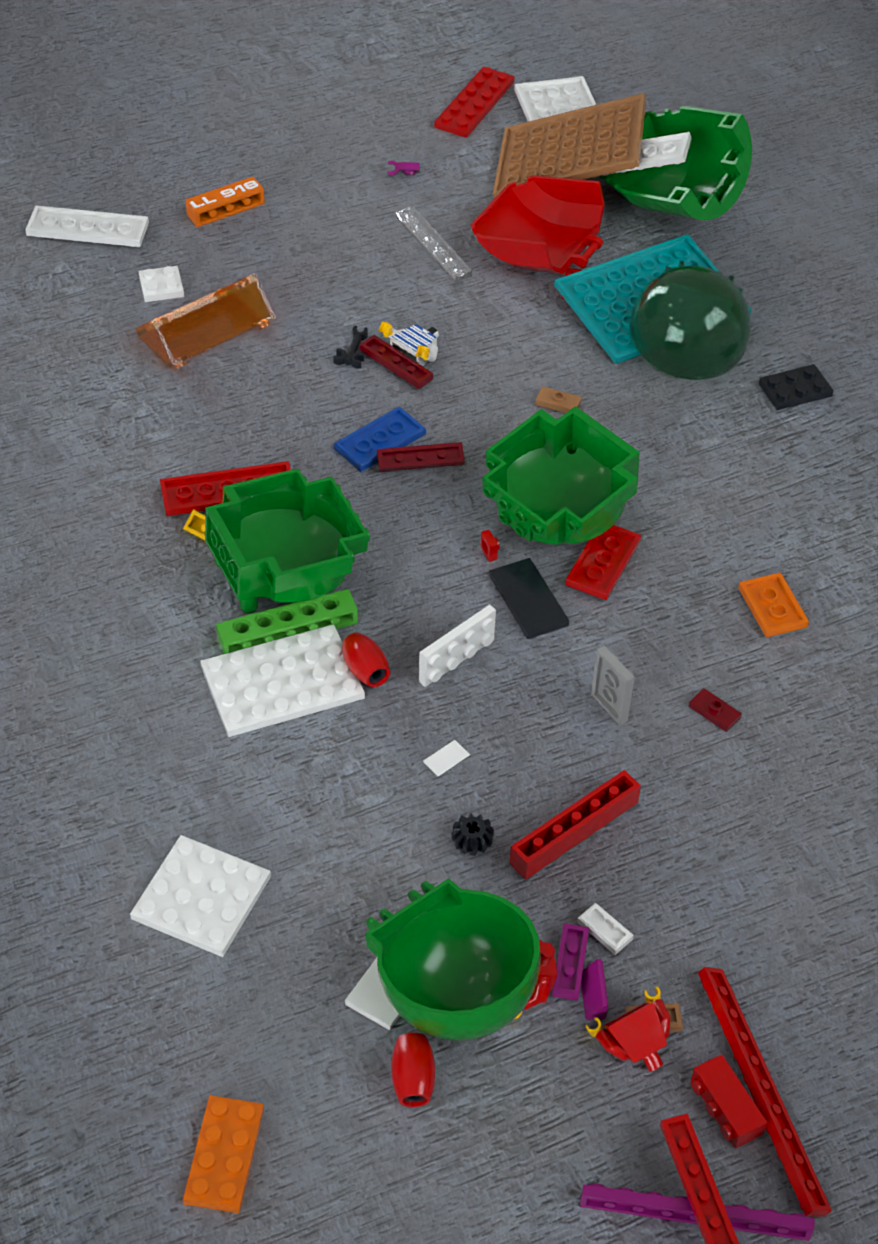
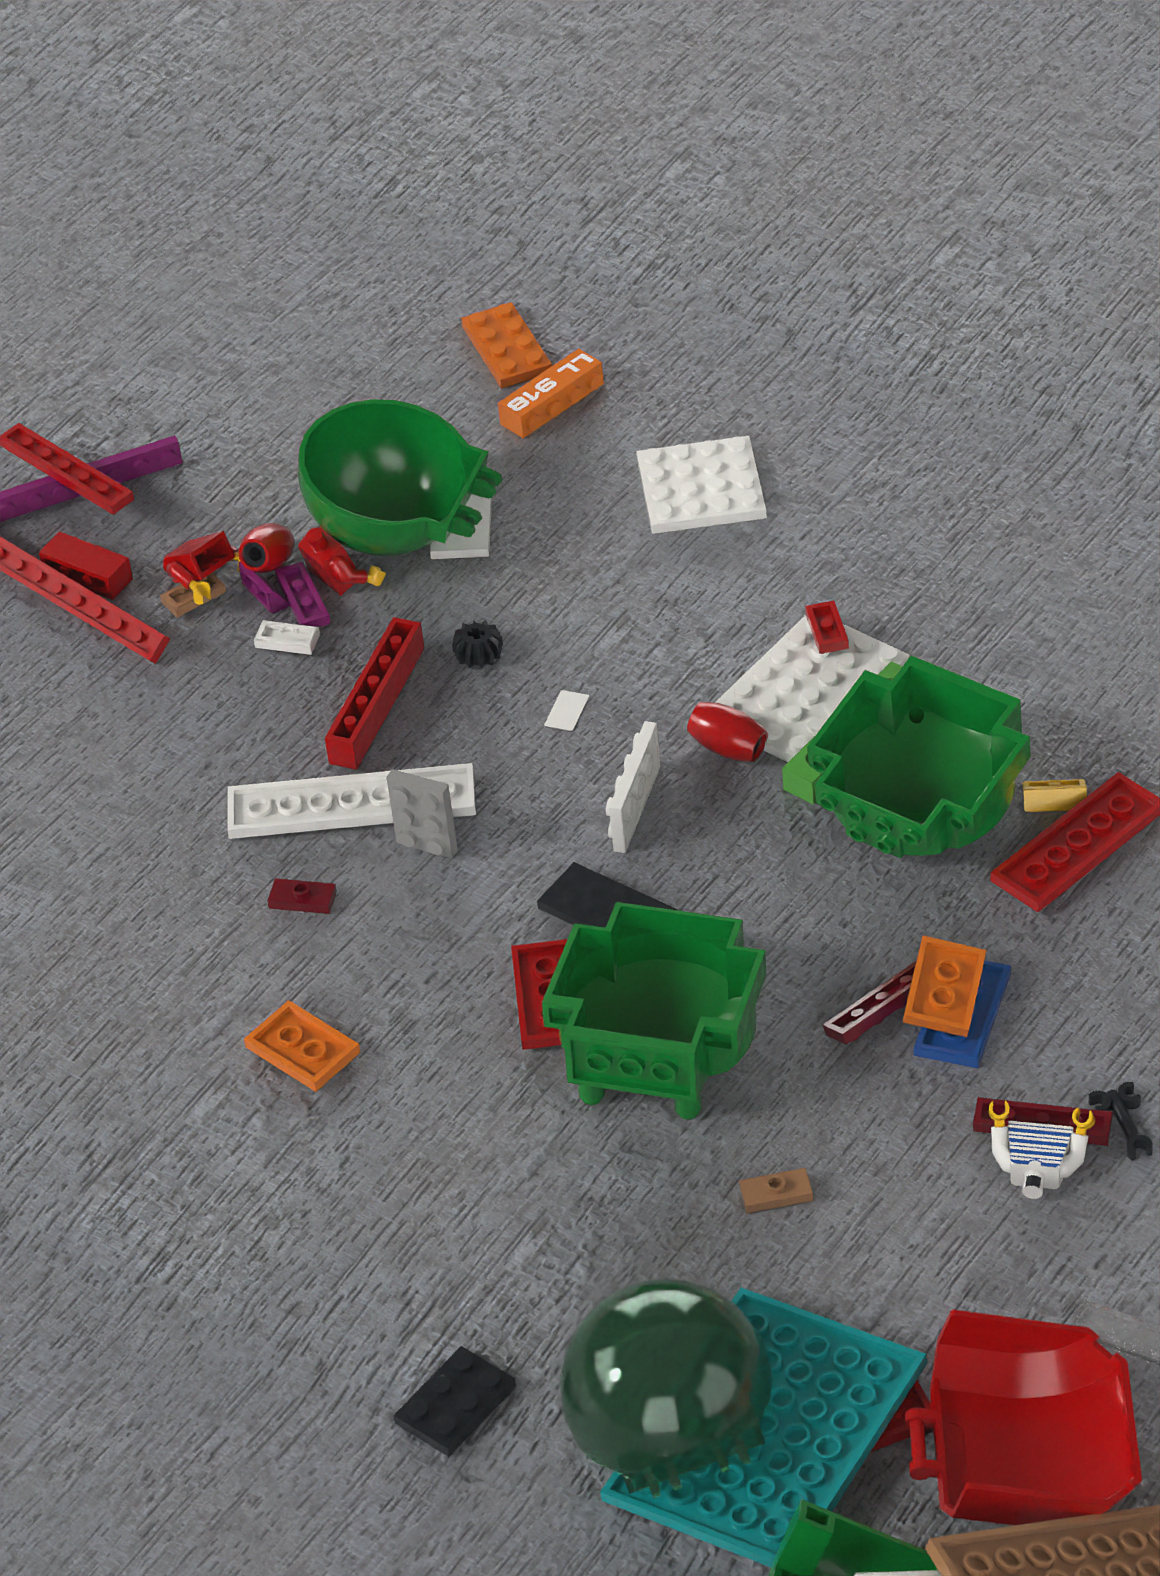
camera: 155 degrees right, 5 degrees down
(237, 1055) = (550, 393): none -> orange brick
(239, 692) = (827, 627): none -> red plate
(387, 432) = (944, 986): none -> orange plate
(577, 1005) = (266, 547): none -> red piece
(643, 758) = (333, 801): none -> white plate

